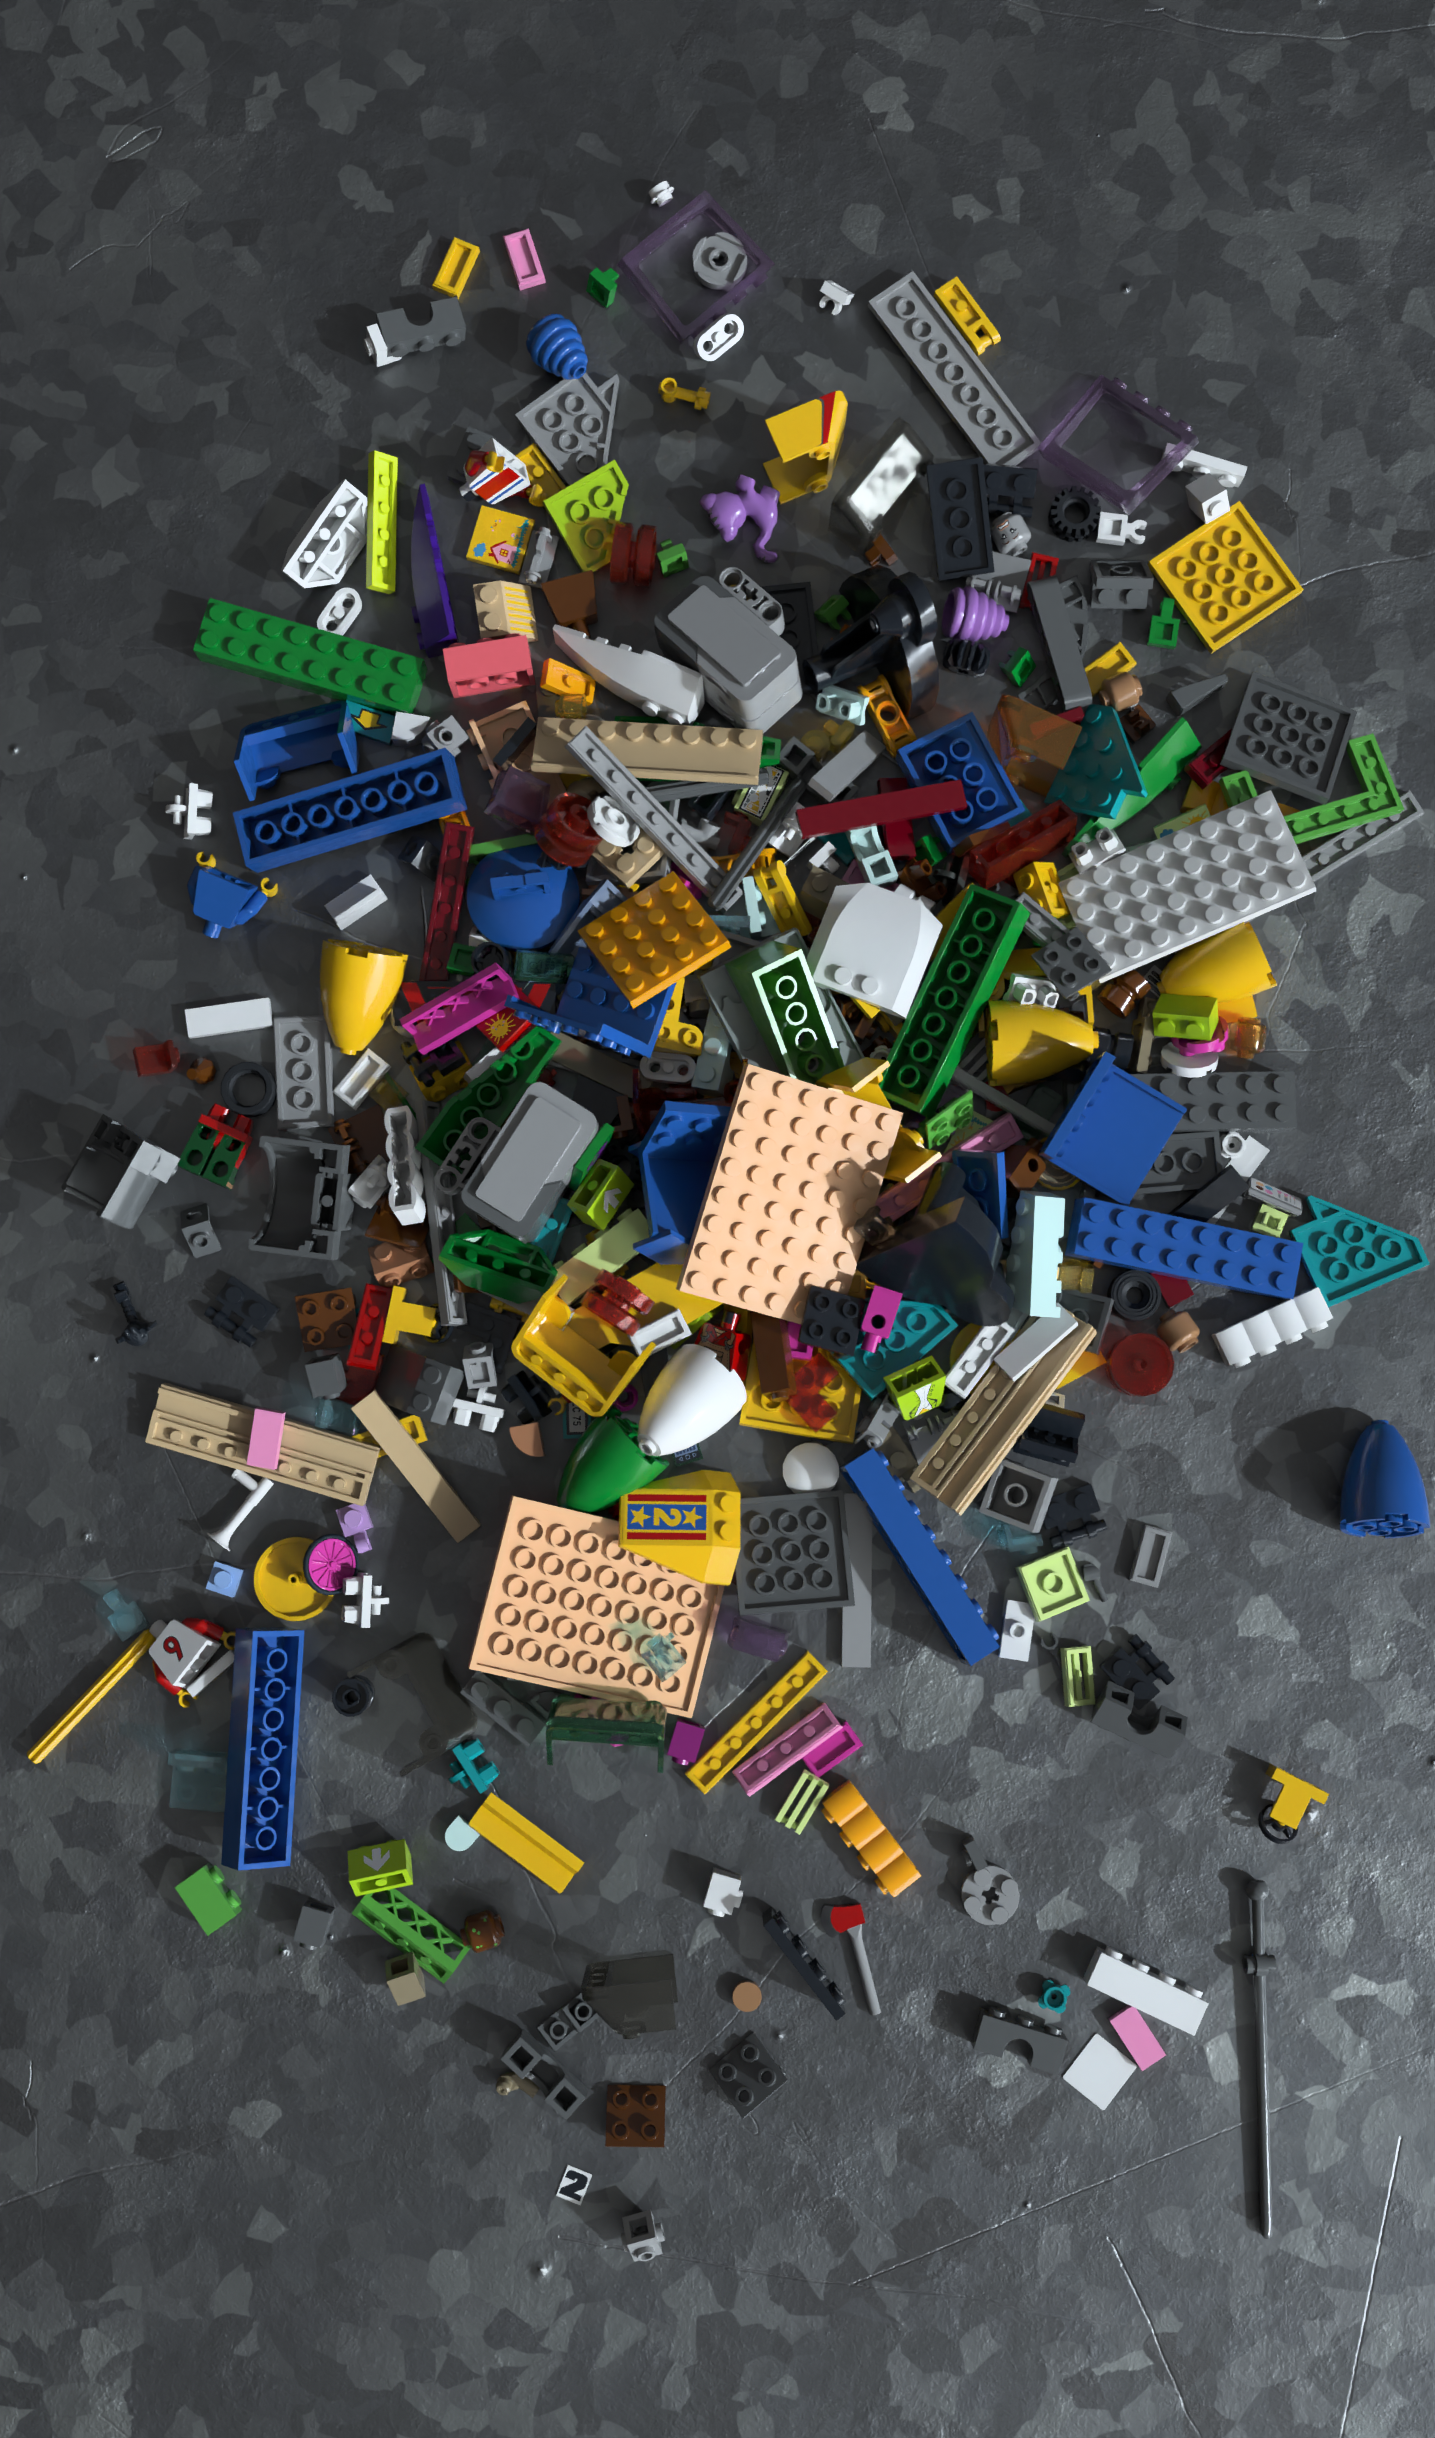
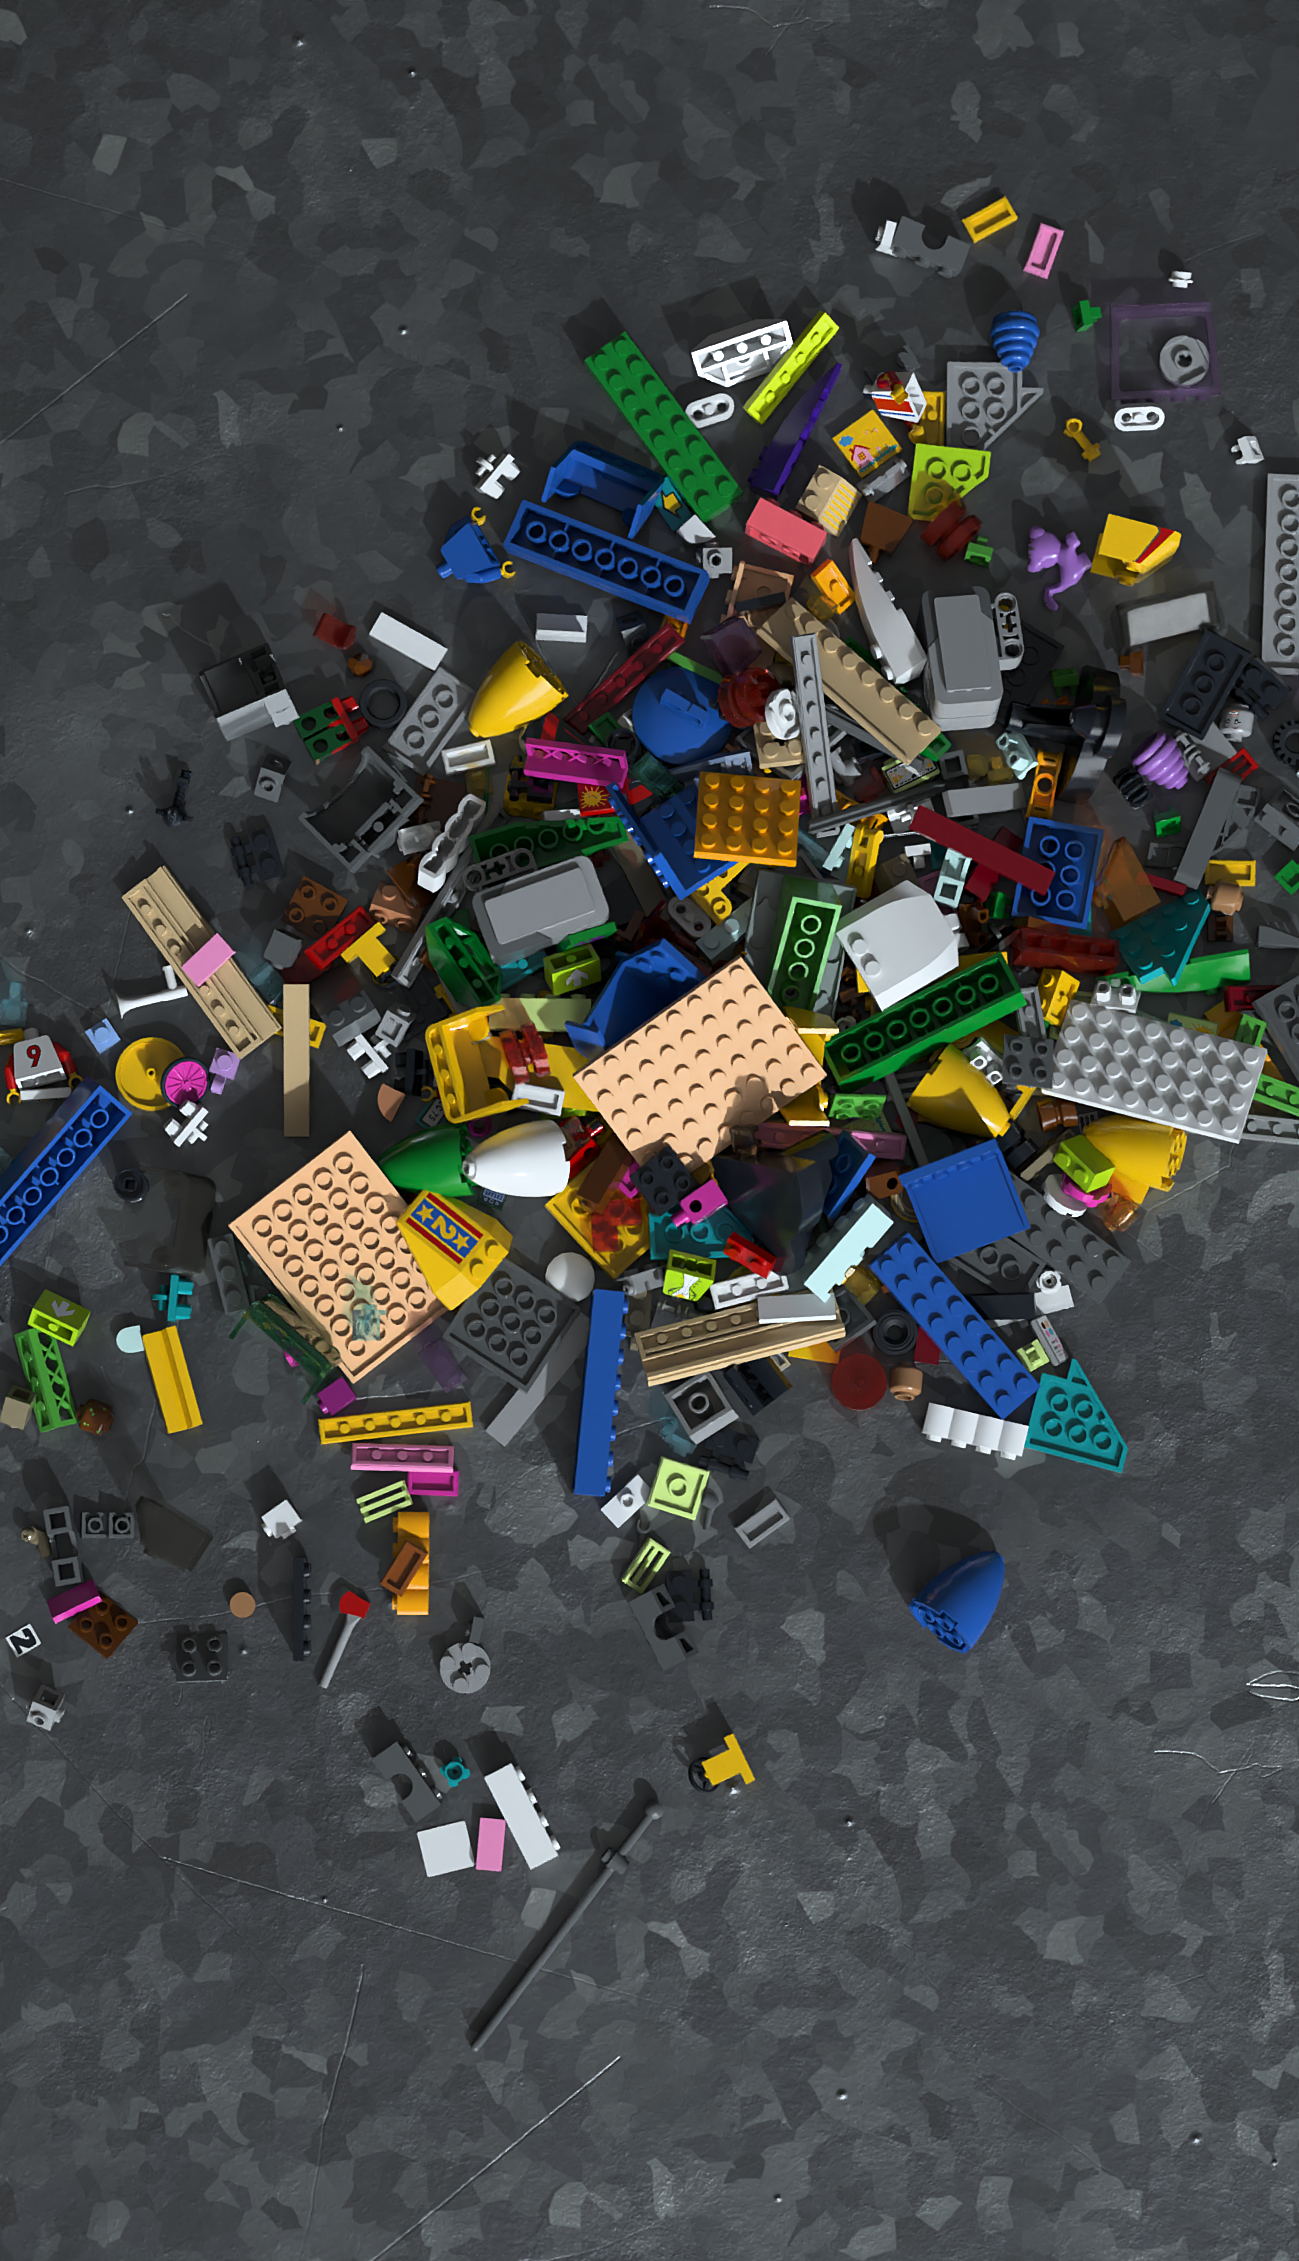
camera: 35 degrees right, 0 degrees up
(592, 2115) = (74, 1601): none -> dark pink tile
(868, 1852) = (403, 1568): none -> dark orange tile
(958, 1327) = (749, 1255): none -> red plate

